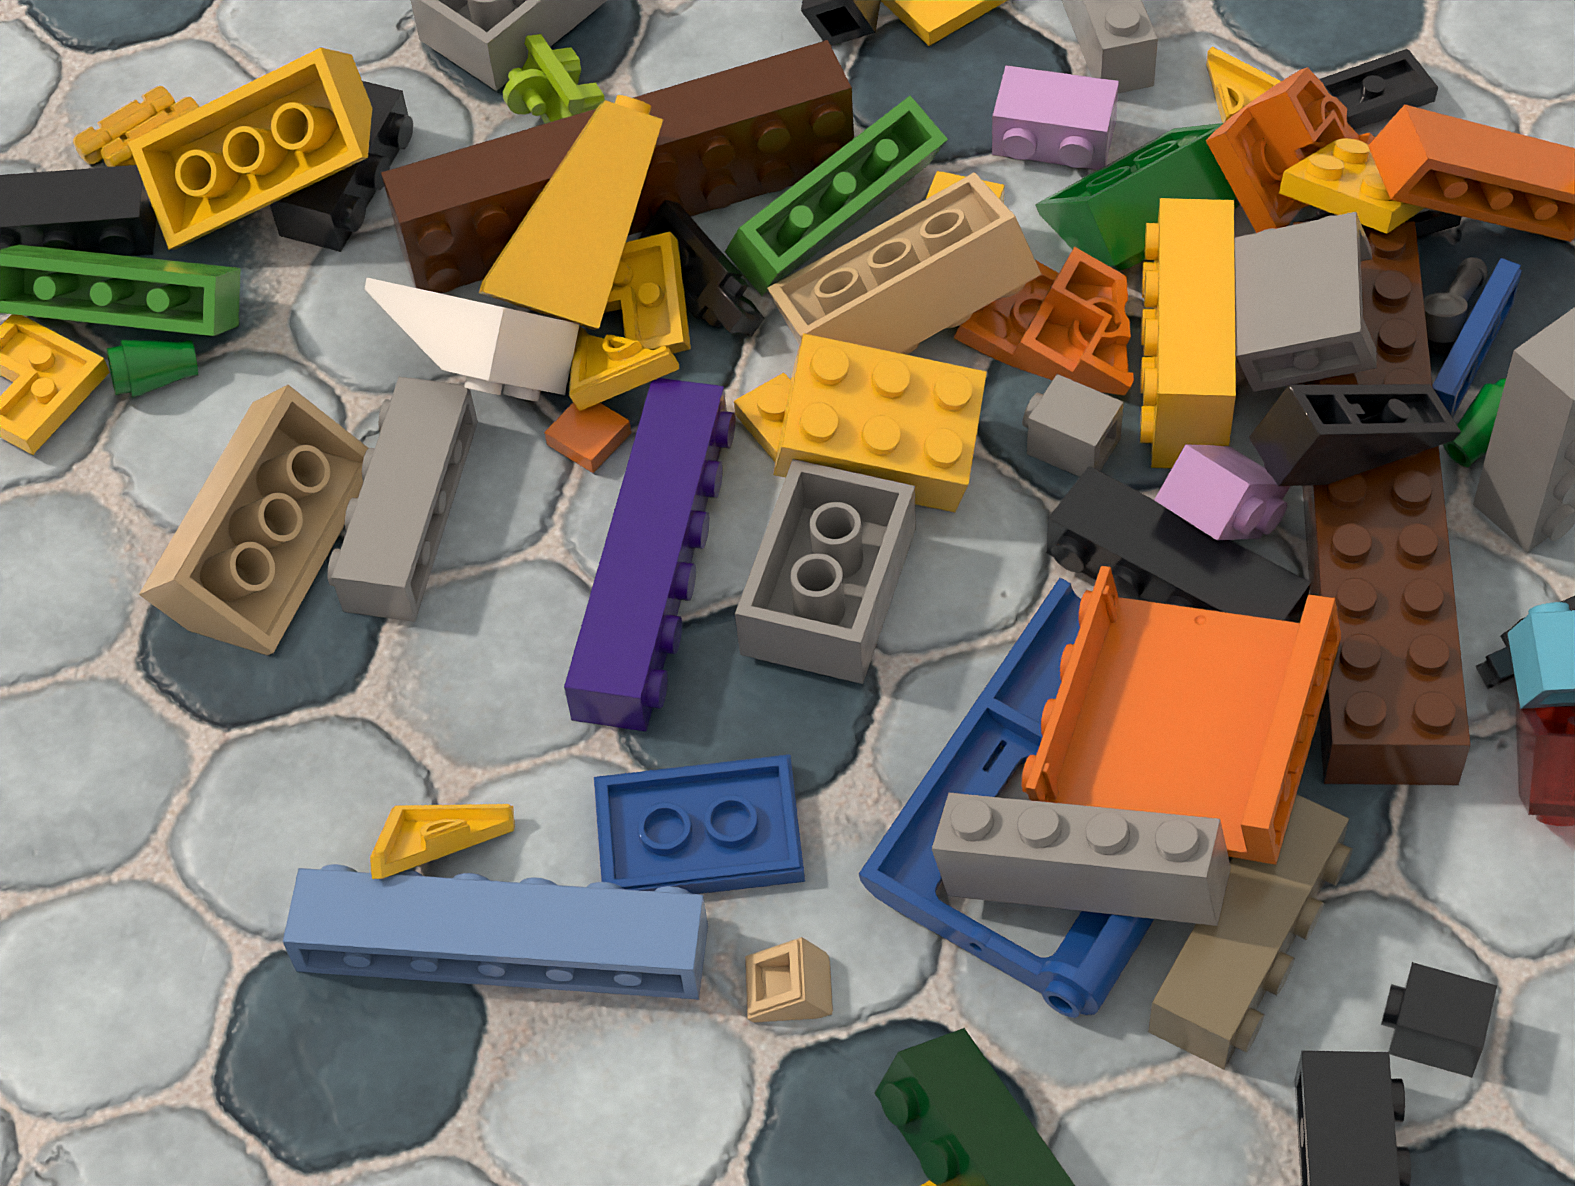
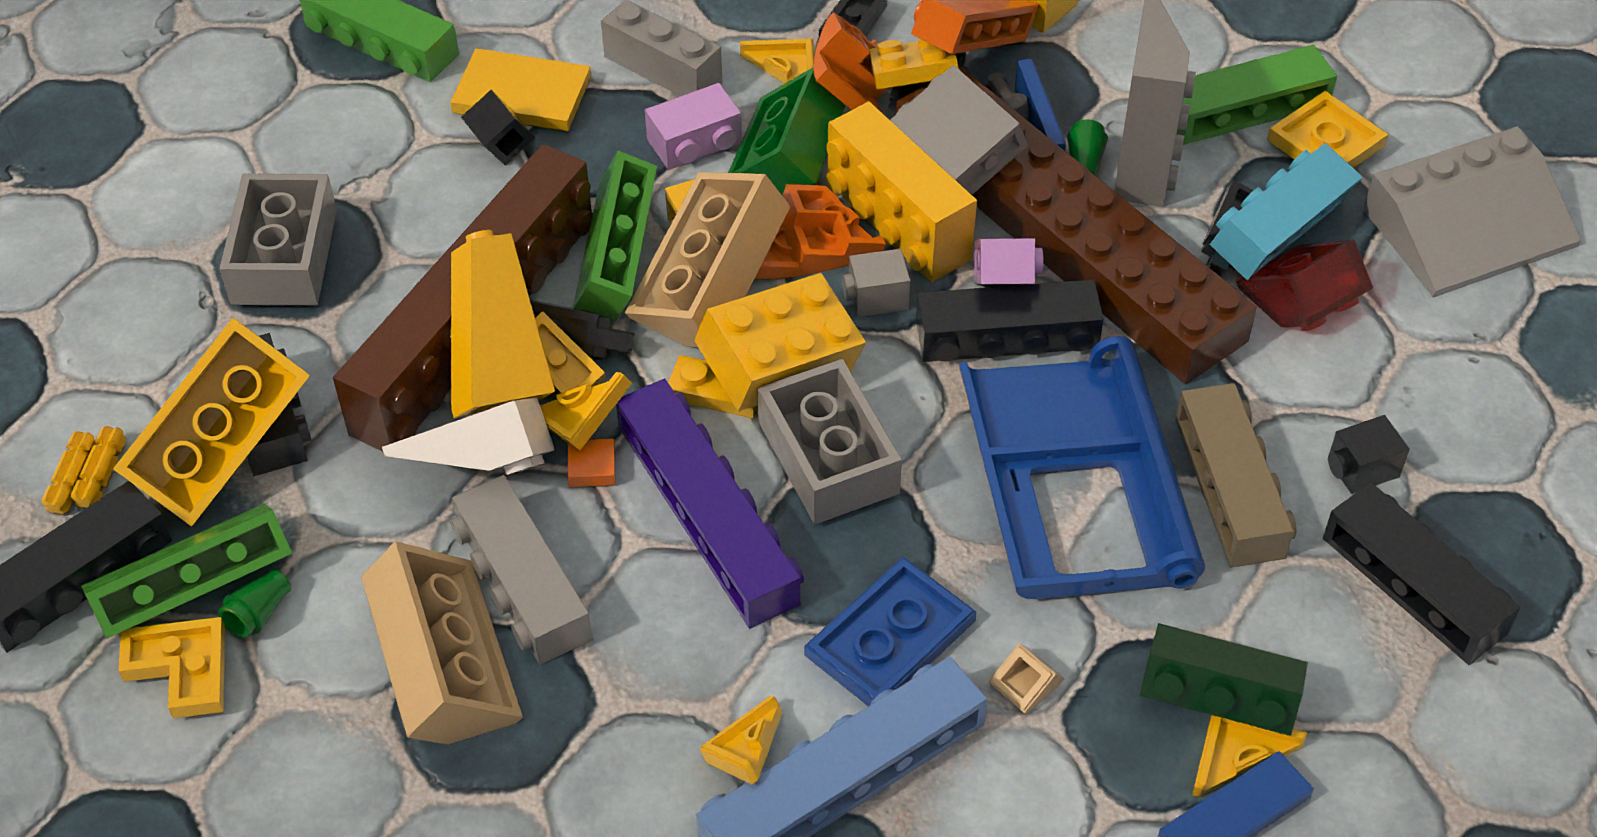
camera: 45 degrees left, 5 degrees down
(549, 84) = (361, 281): lime hips -> none
(1083, 858) = (1136, 488): light grey brick -> none
(1186, 714) = (1114, 387): orange panel -> none
(1347, 429) = (1049, 185): black slope -> none

